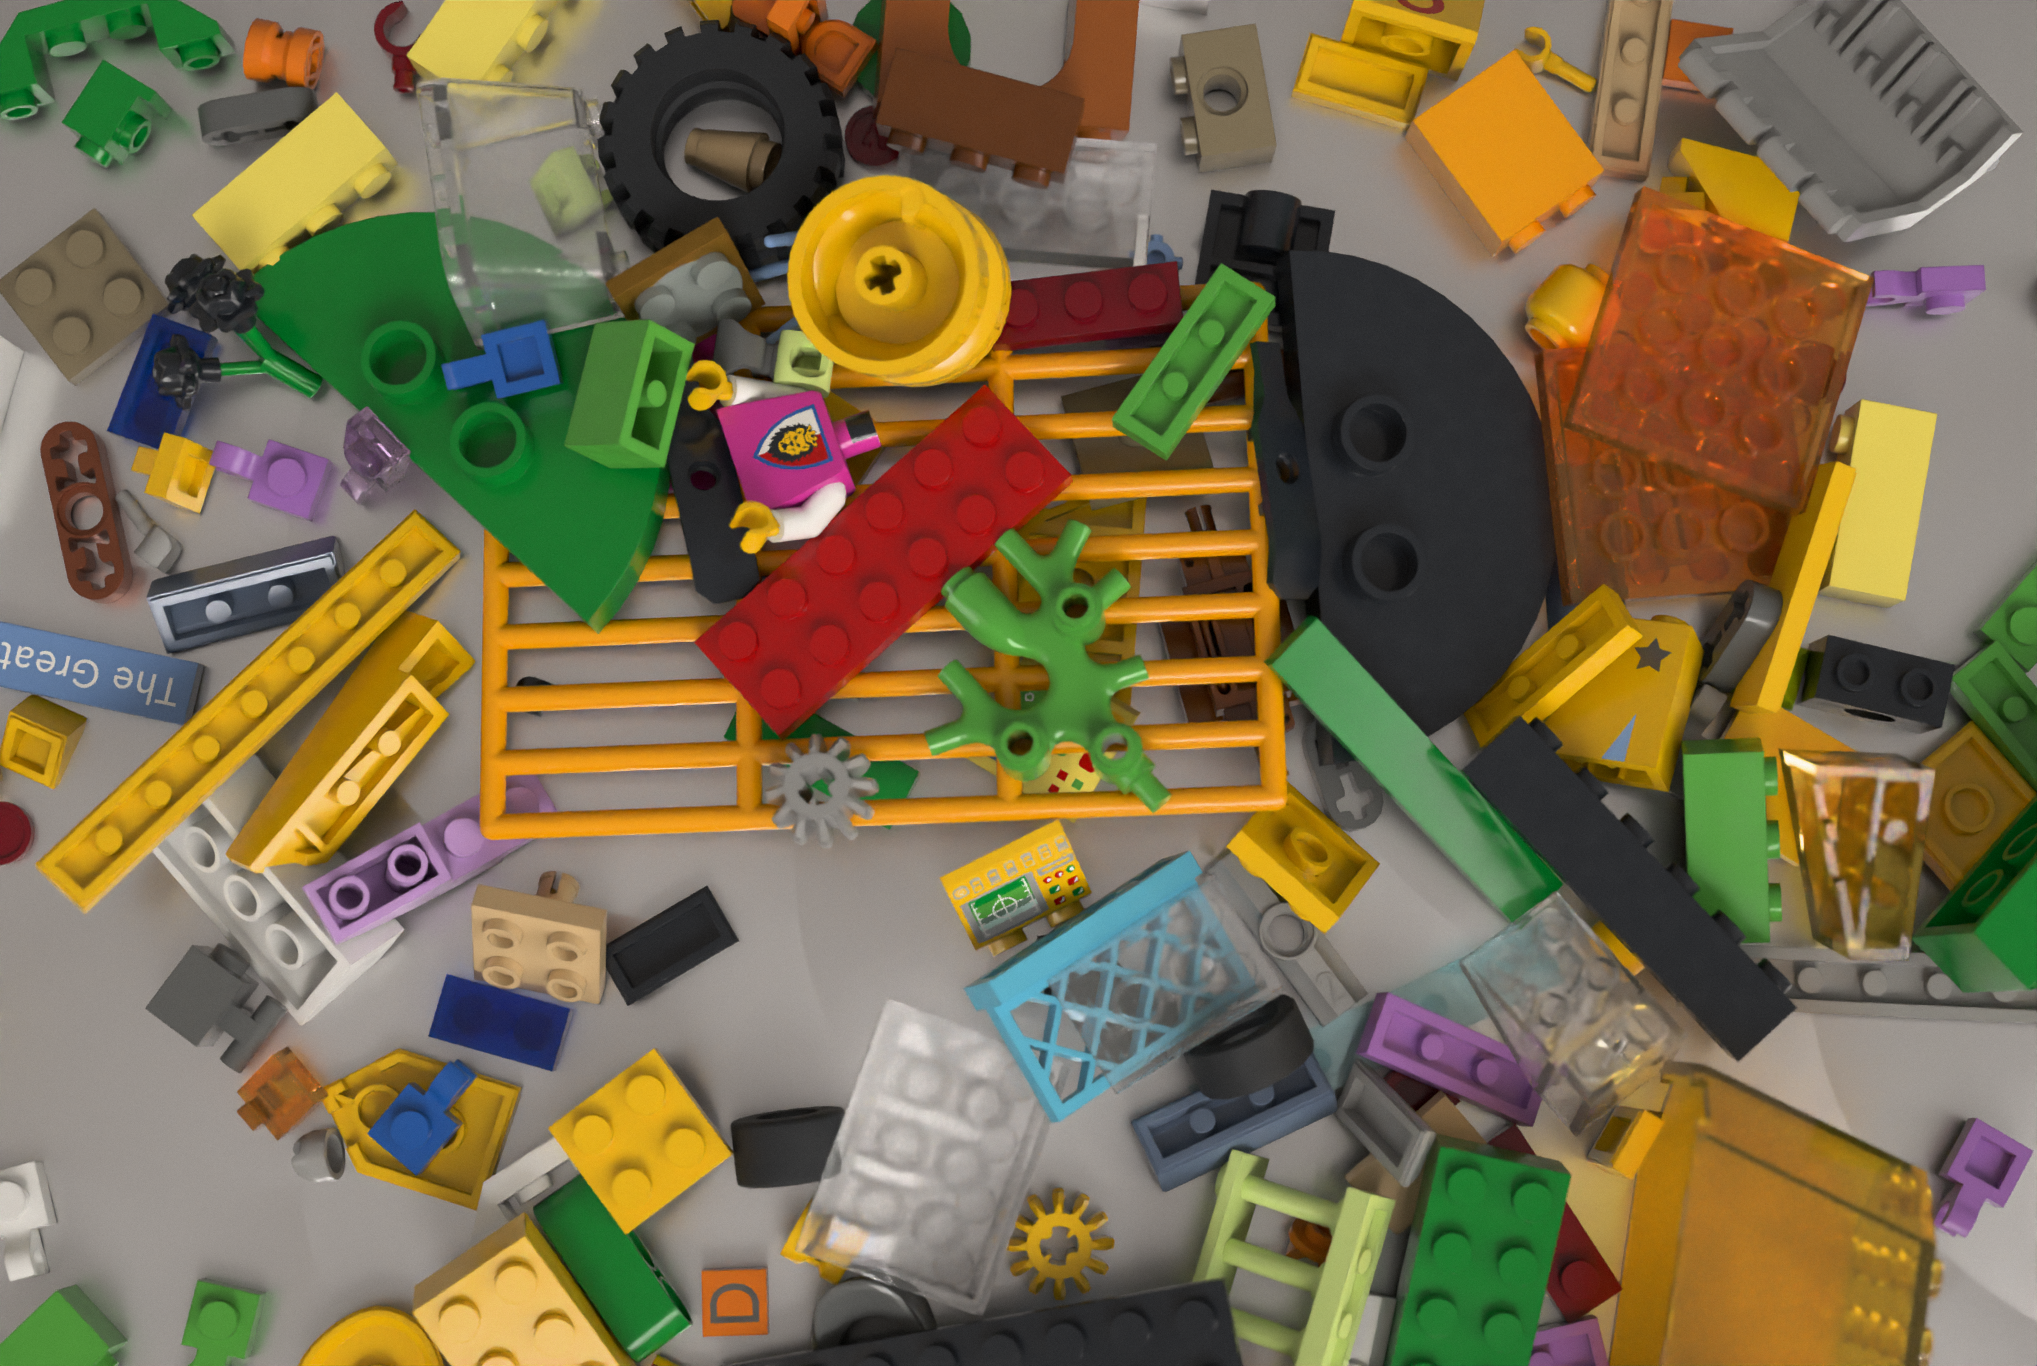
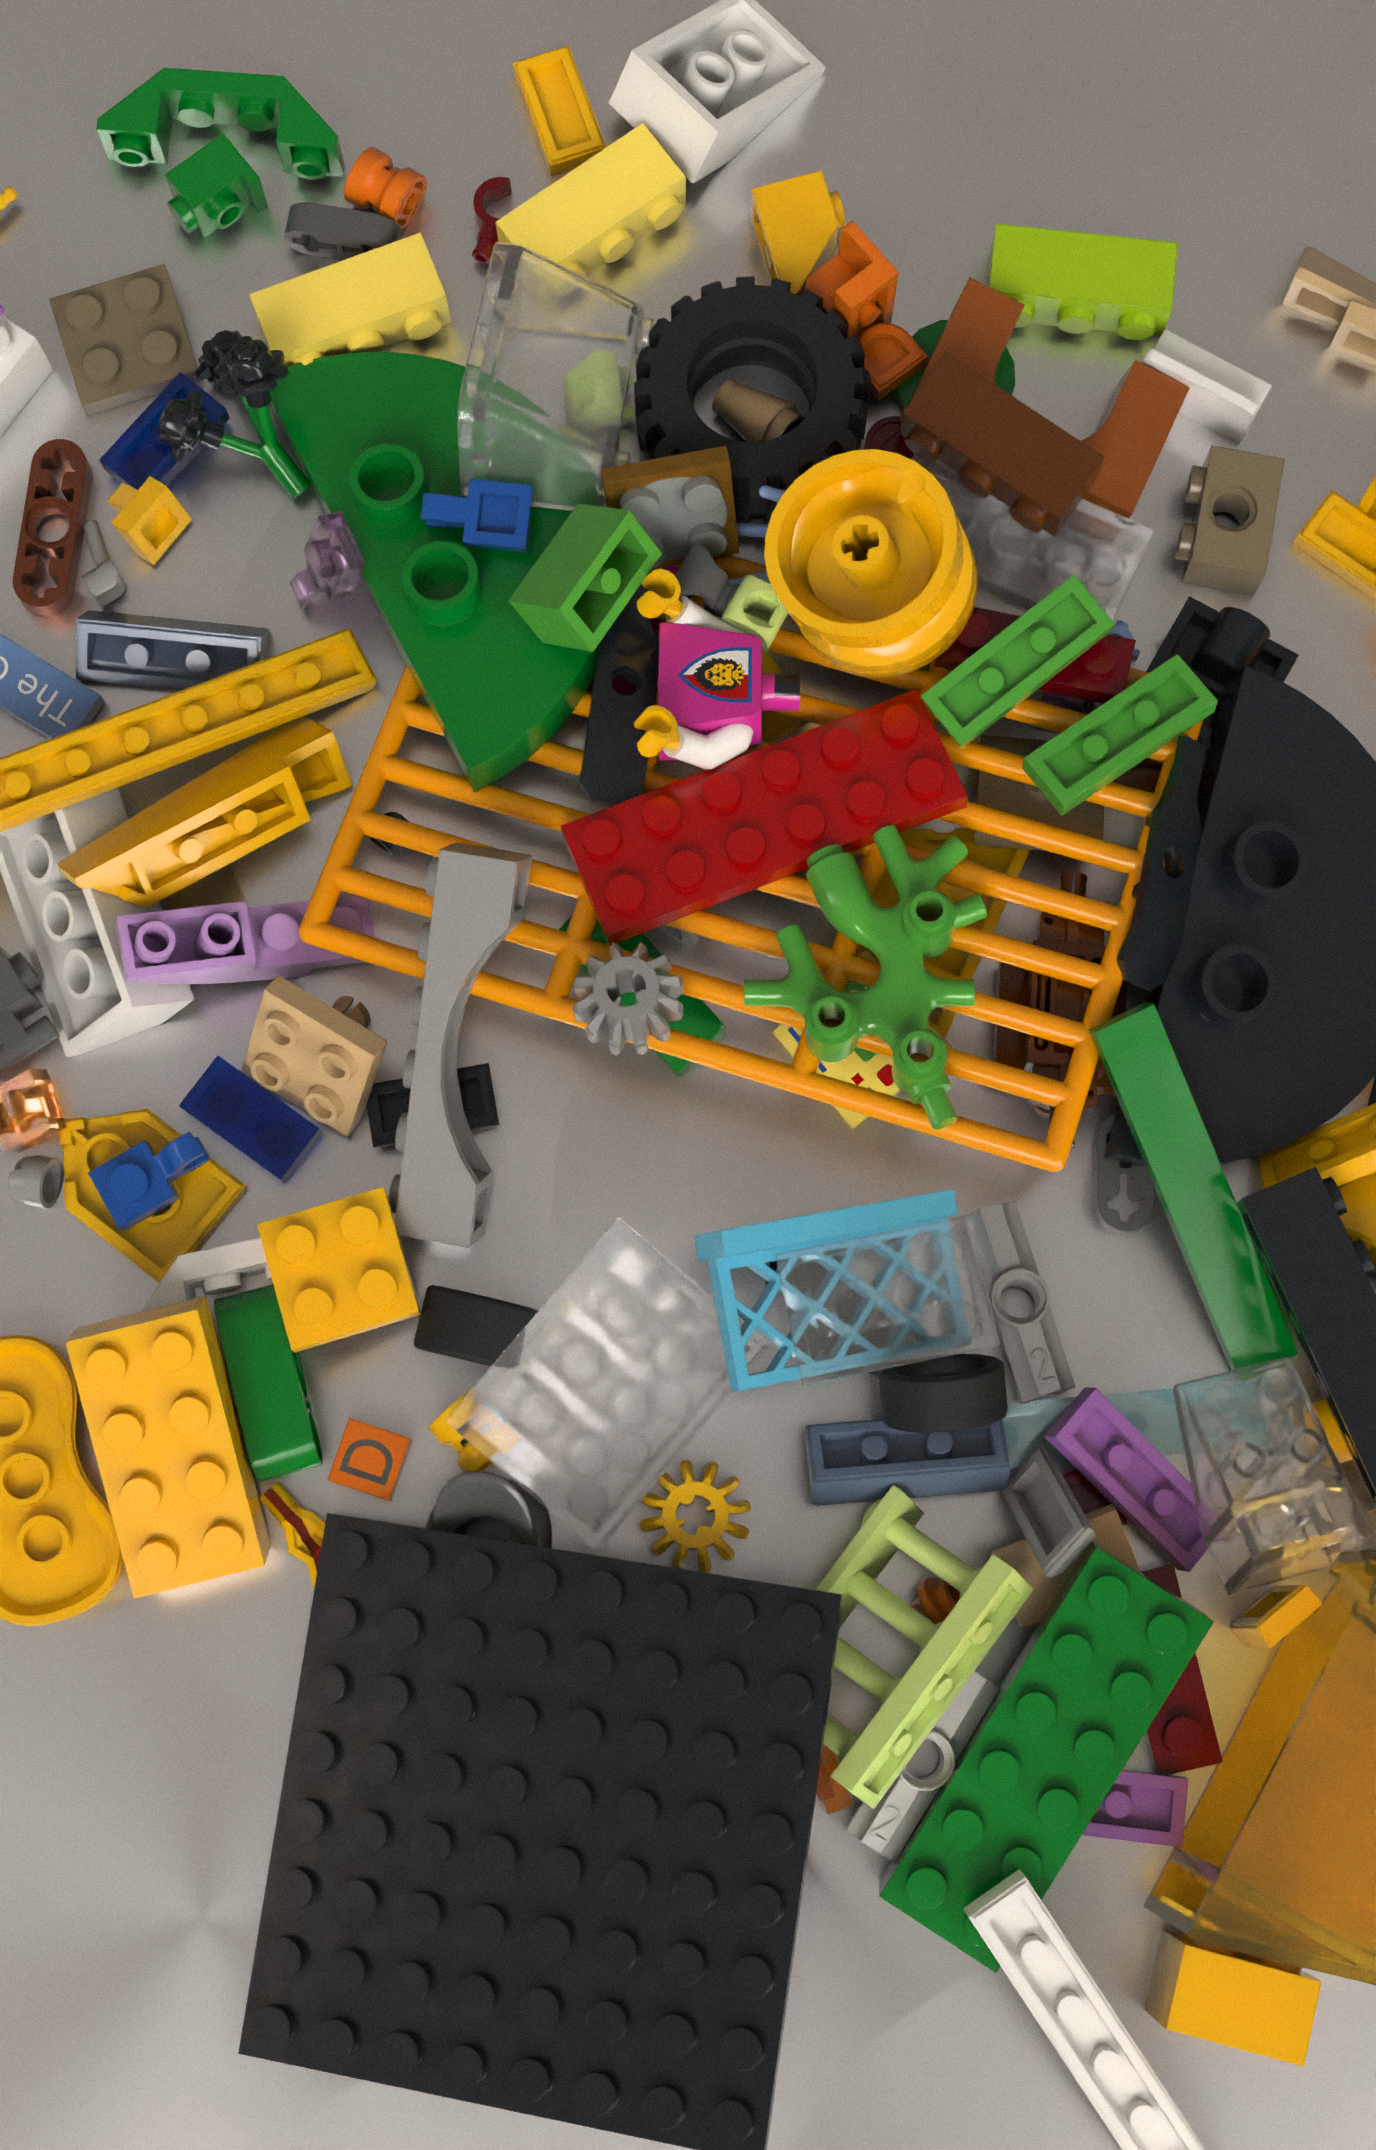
camera: 20 degrees right, 5 degrees down
(281, 478) = (238, 559): medium lavender plate -> none
(704, 1008) = (443, 1173): none -> light grey arch
(1017, 888) = (777, 1164): slope -> none
(1072, 328) = (1018, 661): none -> bright green plate
(1304, 859) = (1058, 1234): yellow plate -> none

